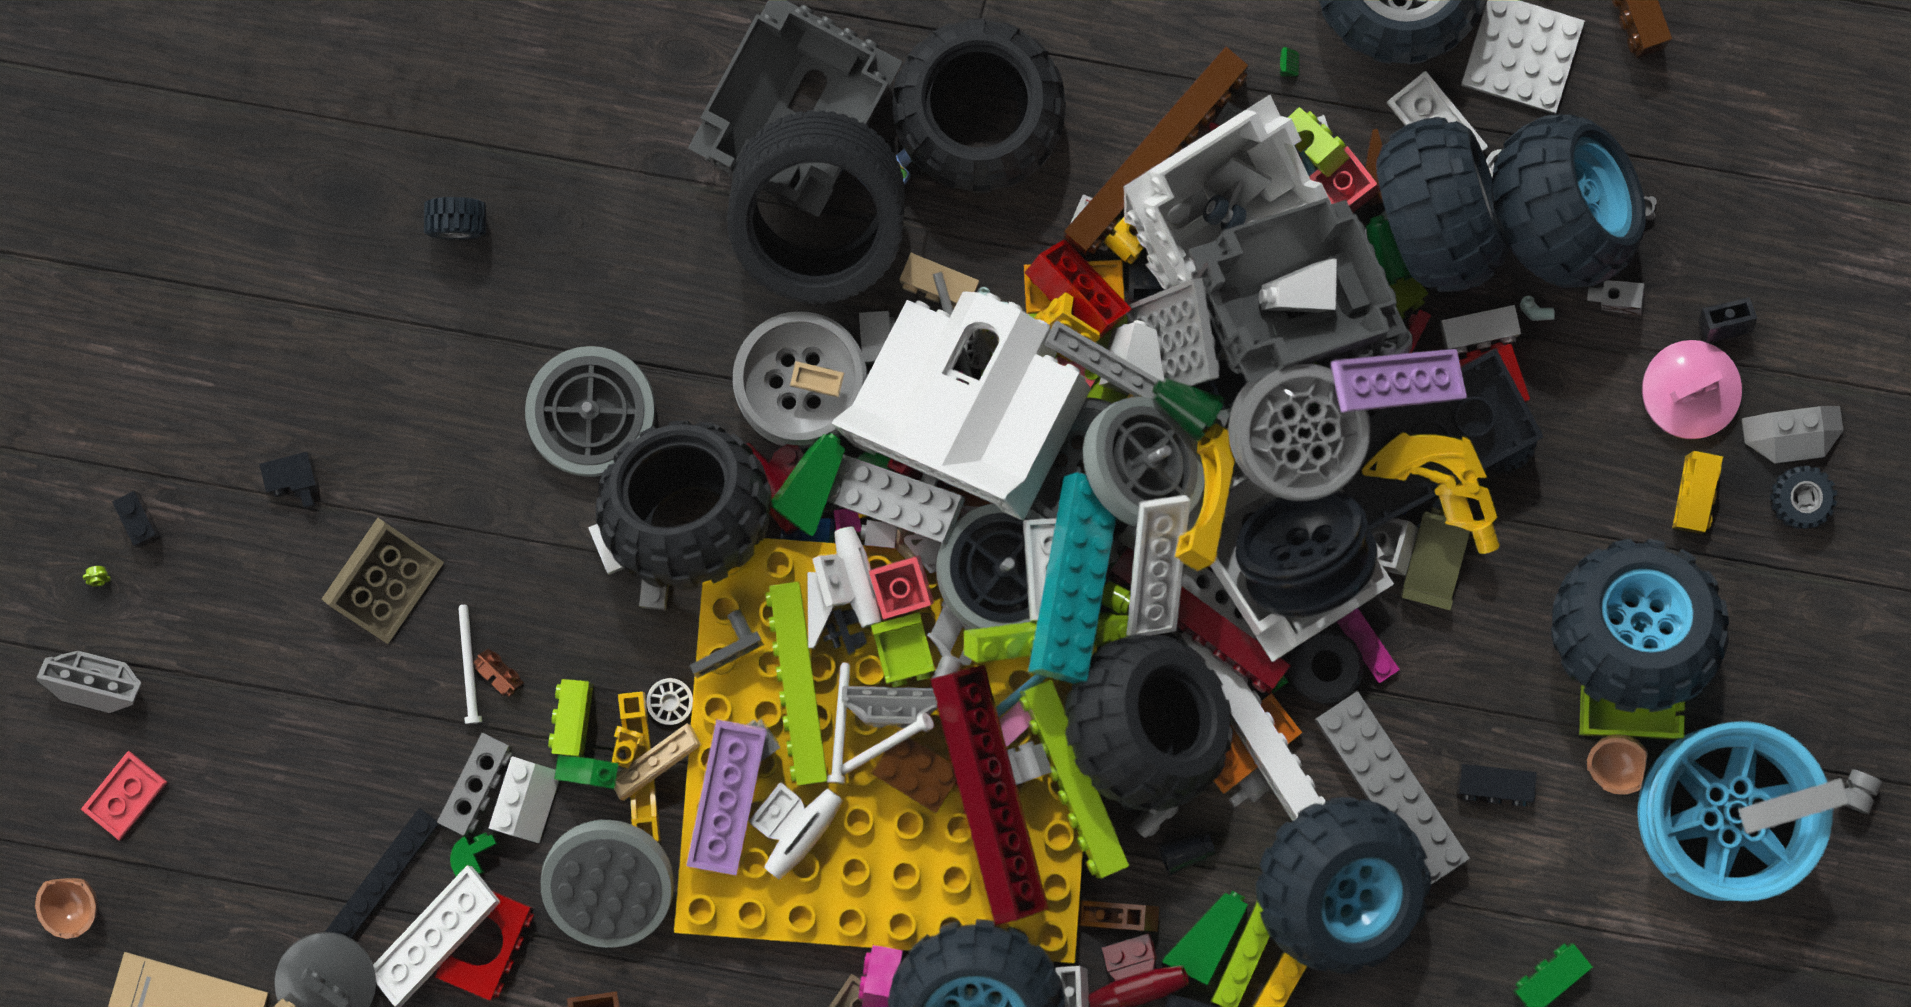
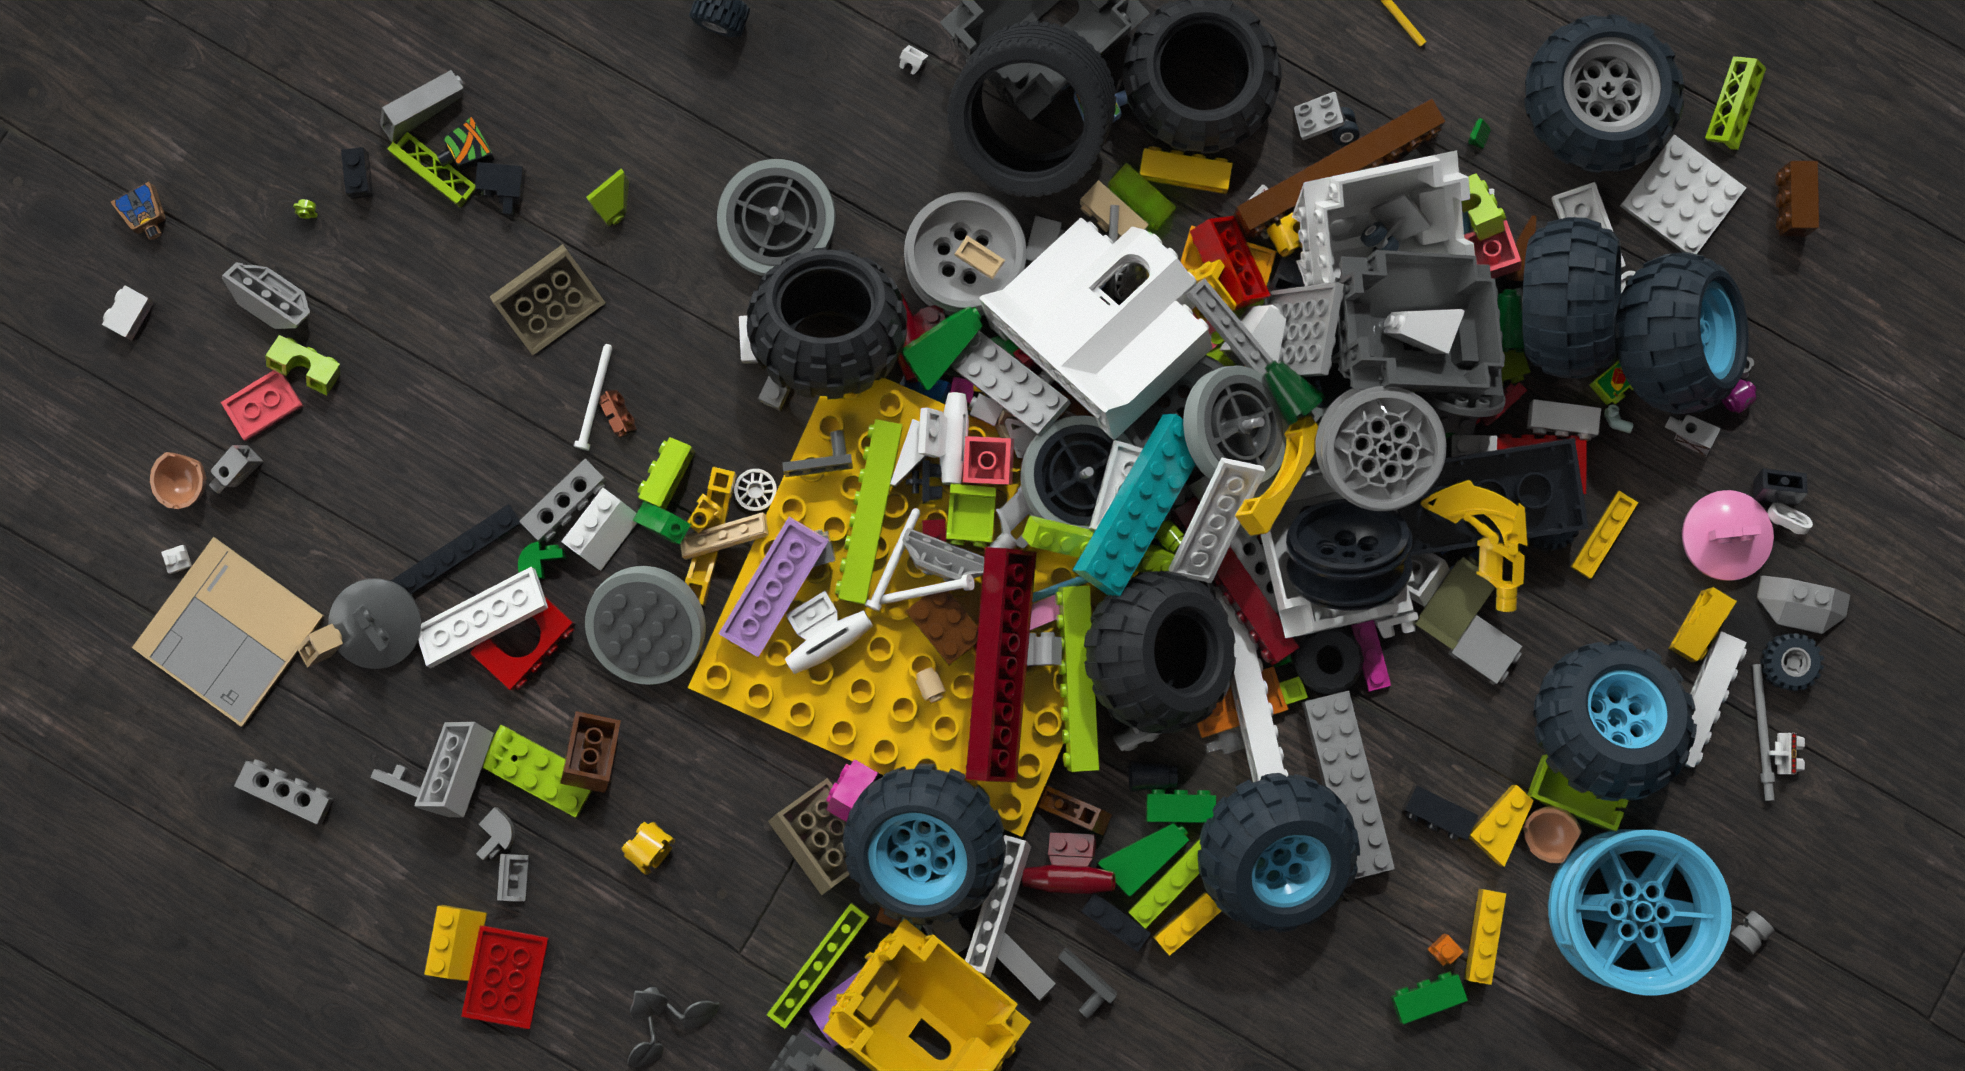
camera: 10 degrees right, 0 degrees up
(94, 989) = (176, 559): none -> white tile
(120, 872) = (234, 467): none -> light grey torso
(133, 734) = (287, 354): none -> lime arch
(177, 424) = (420, 105): none -> light grey slope
(207, 494) = (425, 172): none -> lime fence
(240, 451) = (465, 147): none -> torso
(411, 452) = (611, 198): none -> lime slope
(672, 191) = (914, 57): none -> white tile
(871, 677) = (935, 528): none -> dark red plate
(924, 840) = (930, 685): none -> tan brick
(961, 254) = (1141, 197): none -> clear neon green brick
(997, 210) = (1185, 170): none -> yellow brick
(1122, 100) = (1324, 115): none -> light grey plate
(1225, 873) = (1179, 806): none -> green brick
(1300, 711) = (1293, 690): none -> lime plate
(1390, 595) = (1406, 619): none -> white hips
(1398, 380) = (1482, 433): lavender plate -> none
(1485, 597) = (1486, 650): none -> light grey panel
(1515, 278) = (1611, 384): none -> brick
(1551, 923) = (1445, 950): none -> orange brick
(1564, 434) = (1604, 534): none -> yellow plate
(1564, 772) = (1502, 824): none -> yellow wedge
(1587, 894) = (1485, 936): none -> yellow brick
(1654, 240) = (1740, 397): none -> magenta head
(1731, 556) = (1711, 688): none -> white brick
(1749, 349) = (1789, 518): none -> white plate
(1793, 806) = (1696, 923): light grey slope -> none
(1820, 625) = (1767, 776): none -> light grey bar
(1830, 593) = (1786, 753): none -> white hips

